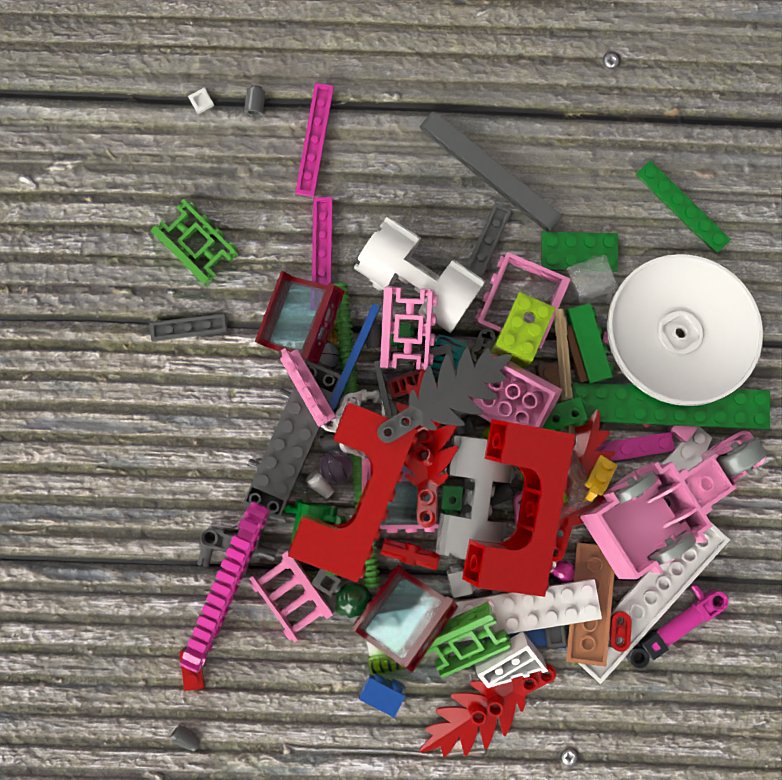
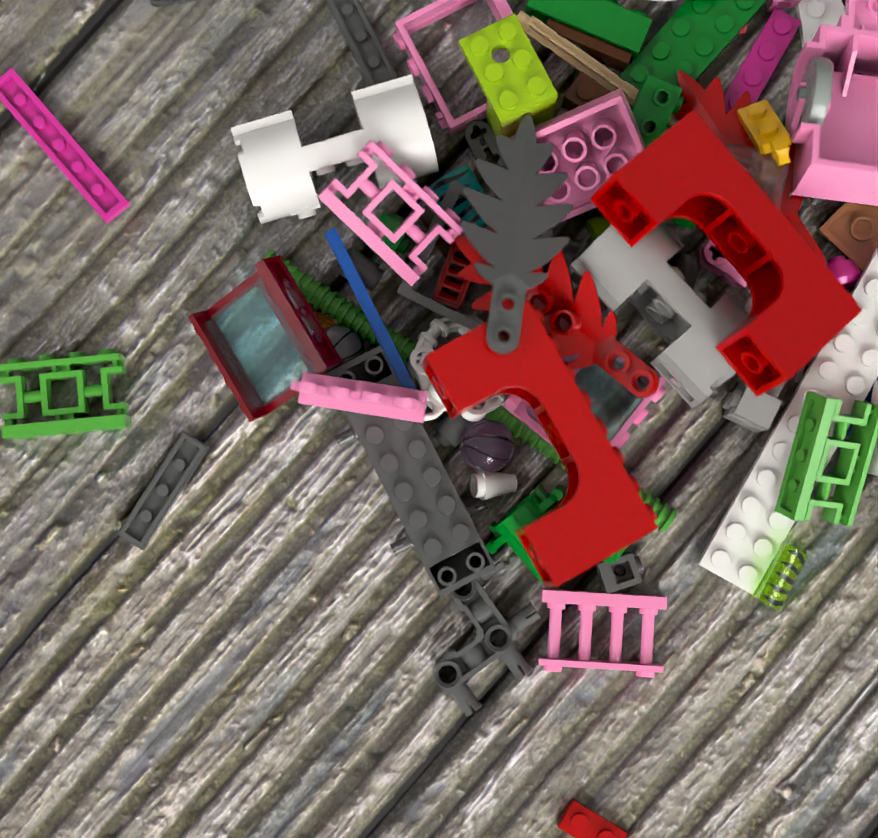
camera: 45 degrees left, 0 degrees up
(225, 587) = (527, 701): dark pink piece -> none
(322, 240) = (191, 236): dark pink plate -> none
(352, 600) = (669, 559): dark green hair -> none
(383, 694) = (815, 614): blue slope -> none
(404, 618) = (745, 511): clear light blue panel -> none
(410, 554) = (668, 442): red piece -> none
(451, 498) = (641, 337): green brick -> none

